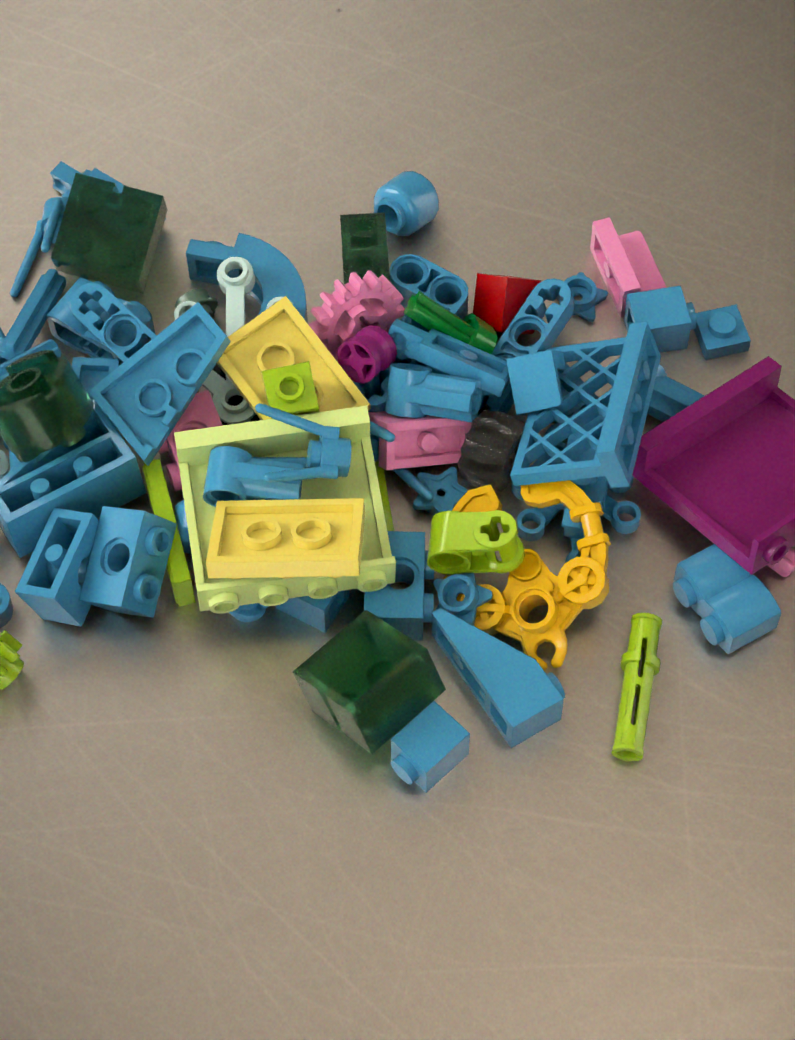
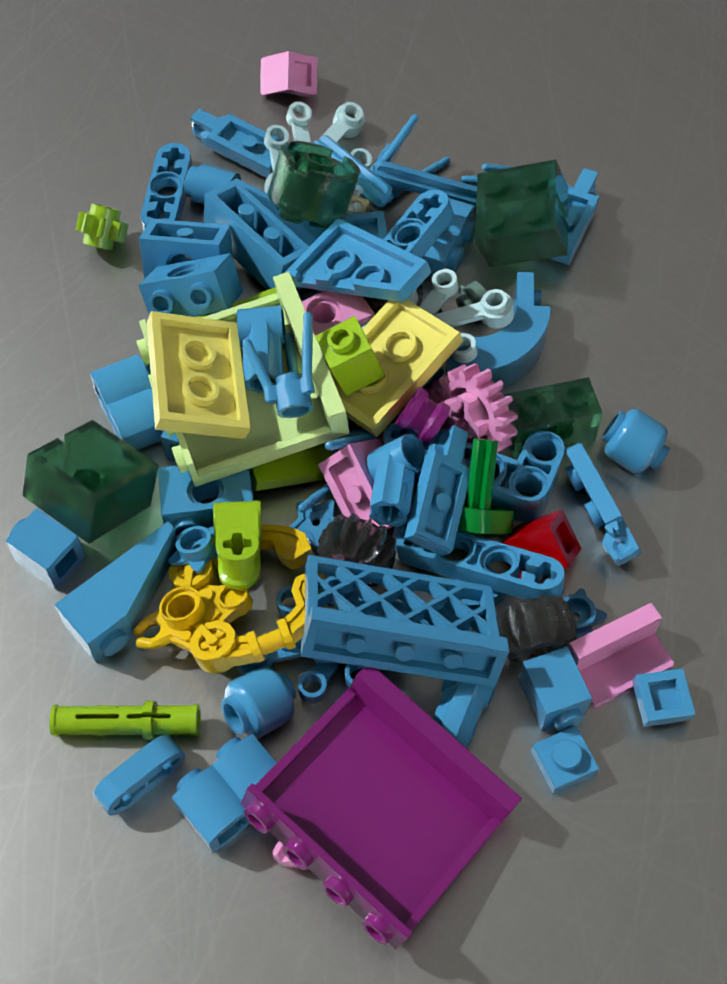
camera: 80 degrees right, 0 degrees up
(256, 647) = (128, 400): none -> dark azure brick
(475, 244) = (602, 509): none -> dark azure hinge
(536, 381) = (427, 559): dark azure panel -> none
(601, 311) = (536, 626): none -> clear smoke gear
(639, 562) = (258, 702): none -> dark azure head
(675, 242) = (663, 697): none -> dark azure plate
(698, 675) = (139, 775): none -> dark azure beam

